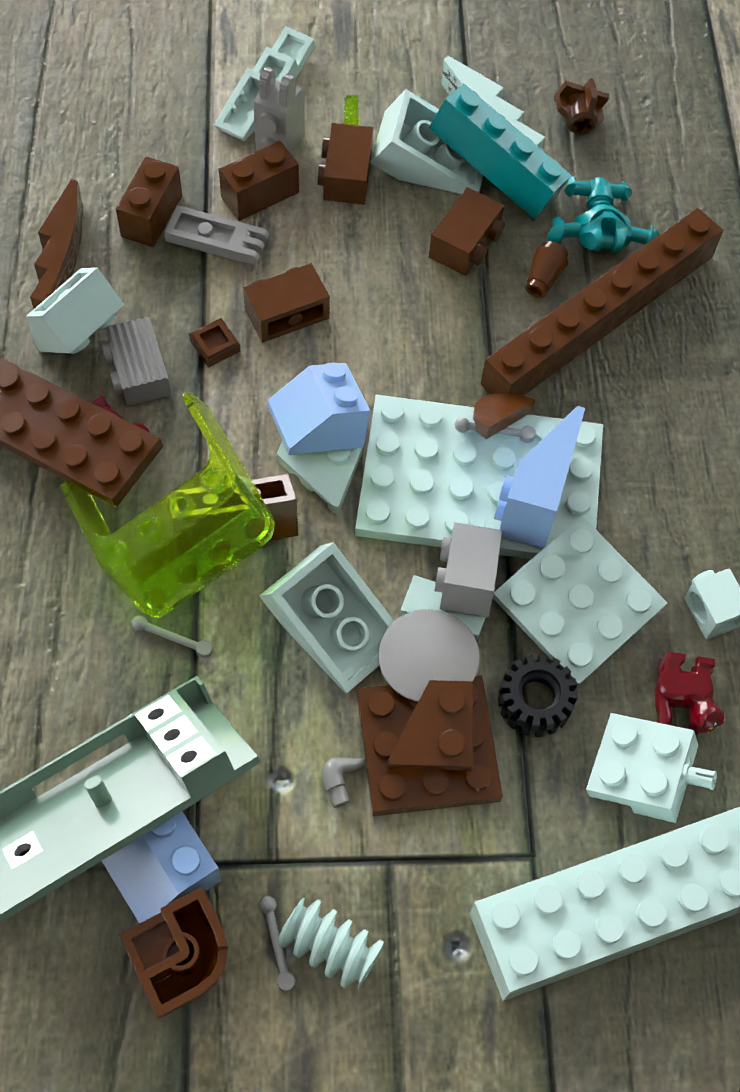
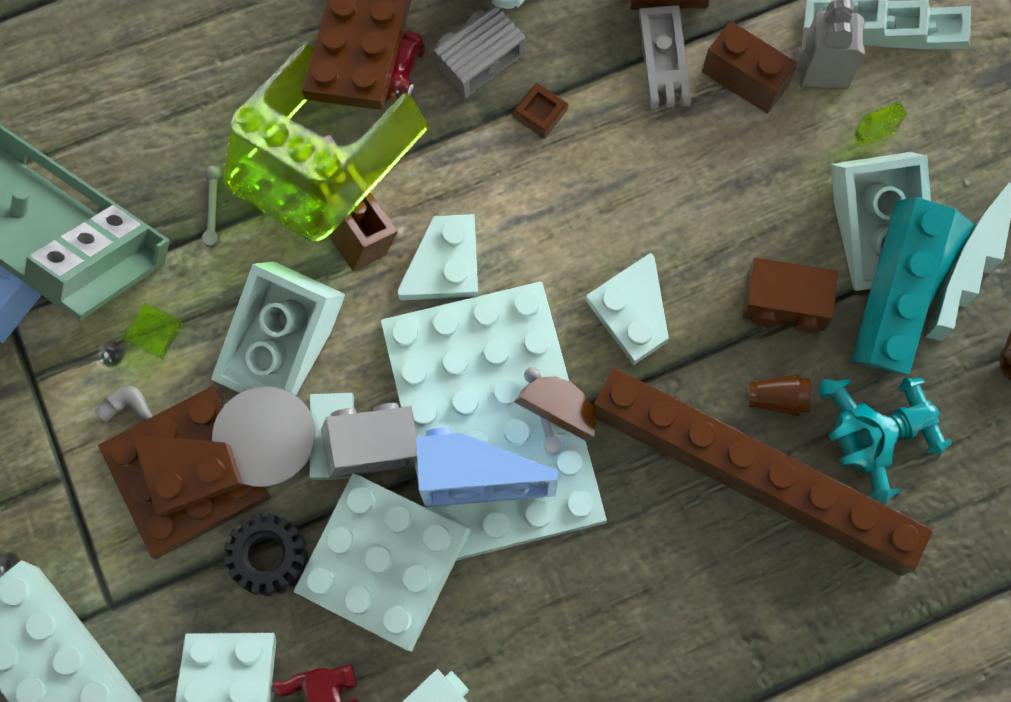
camera: 75 degrees right, 10 degrees up
(276, 729) = (153, 331): none -> clear neon green tile
(286, 302) = (611, 153): reddish brown brick -> none
(320, 411) = (485, 233): light blue slope -> none
(347, 163) = (815, 141): reddish brown brick -> none
(428, 342) = (633, 309): none -> light aqua wing

